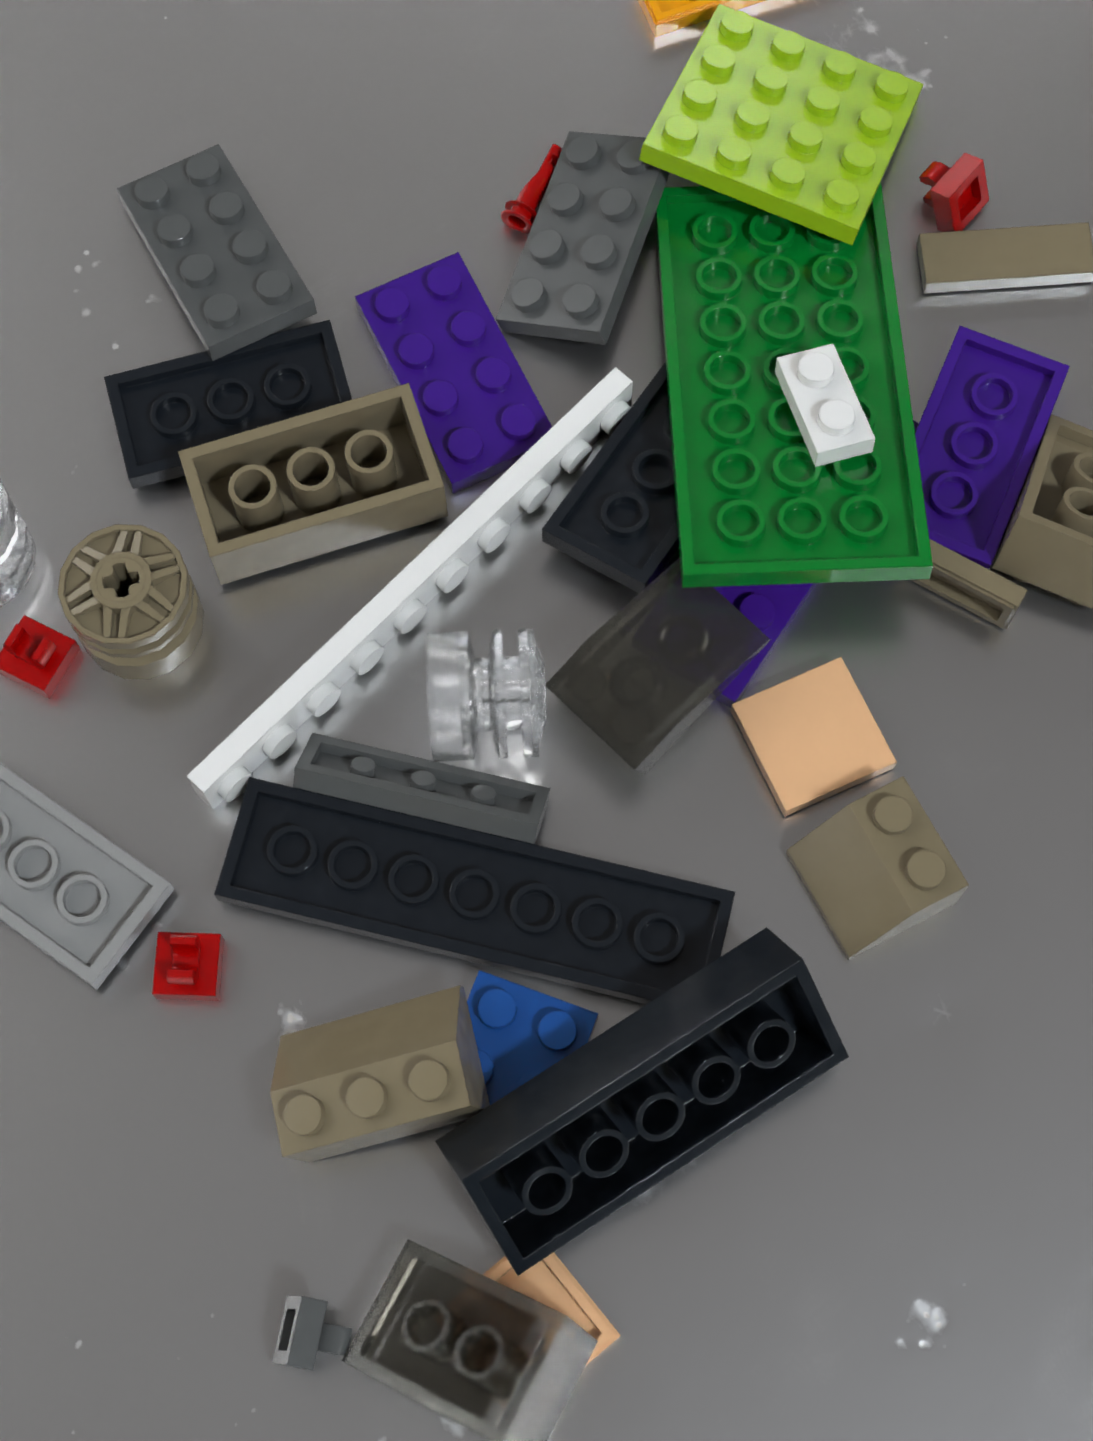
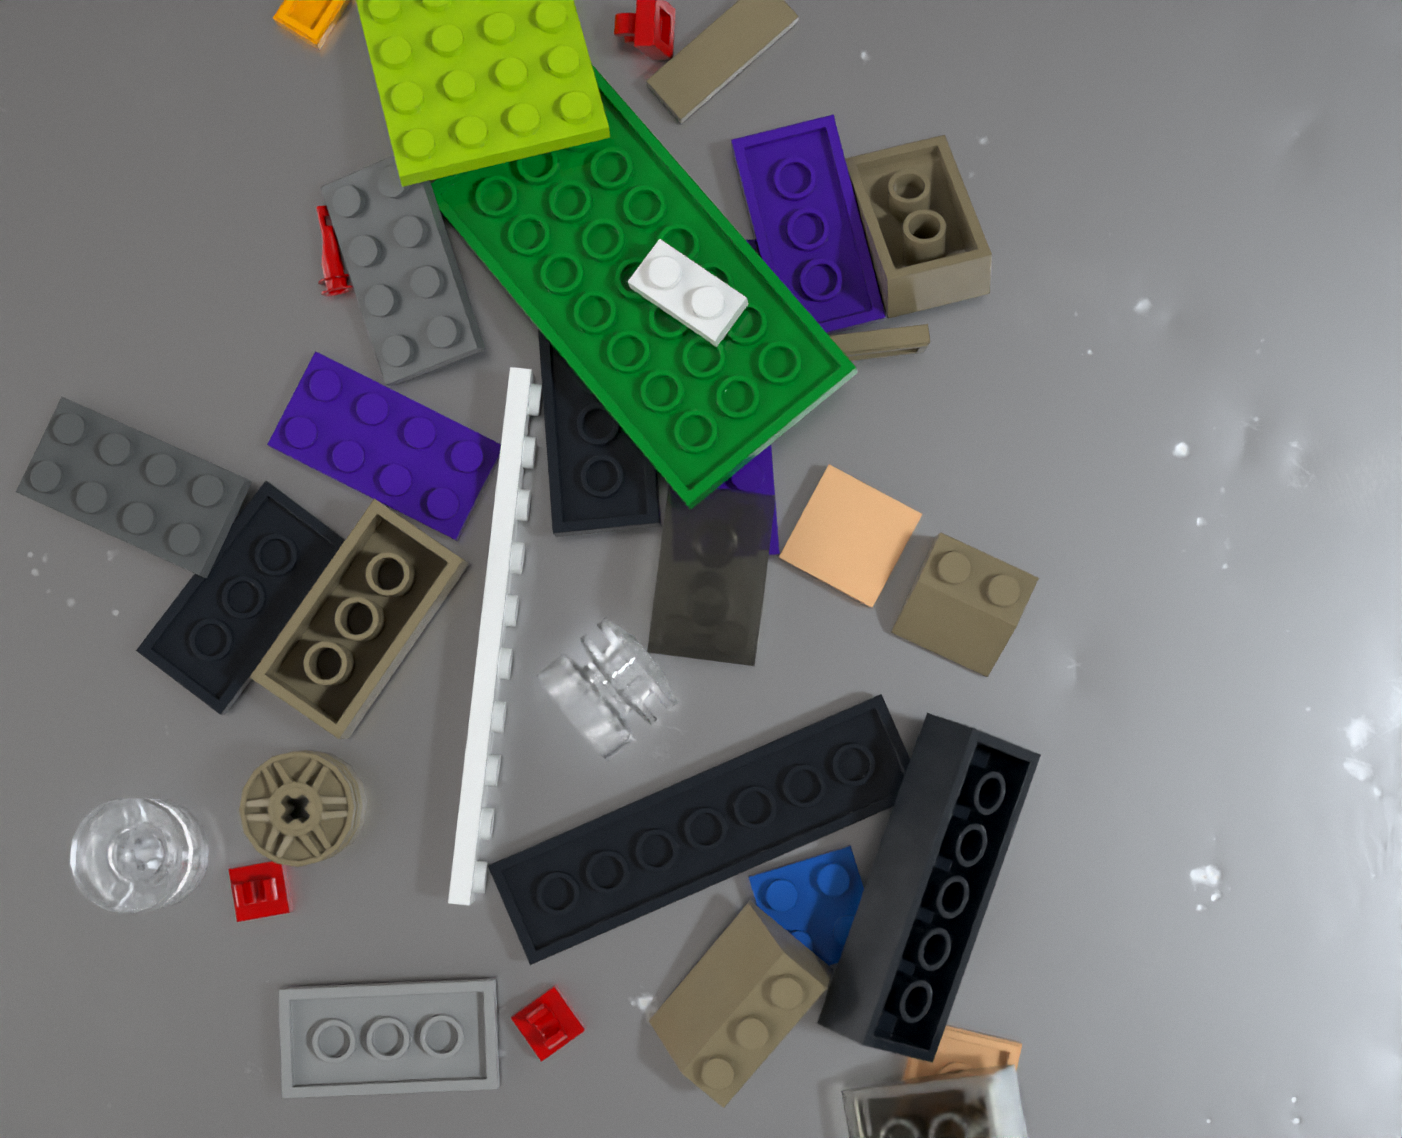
camera: 35 degrees left, 15 degrees up
(421, 788) = (609, 785): dark grey plate -> none

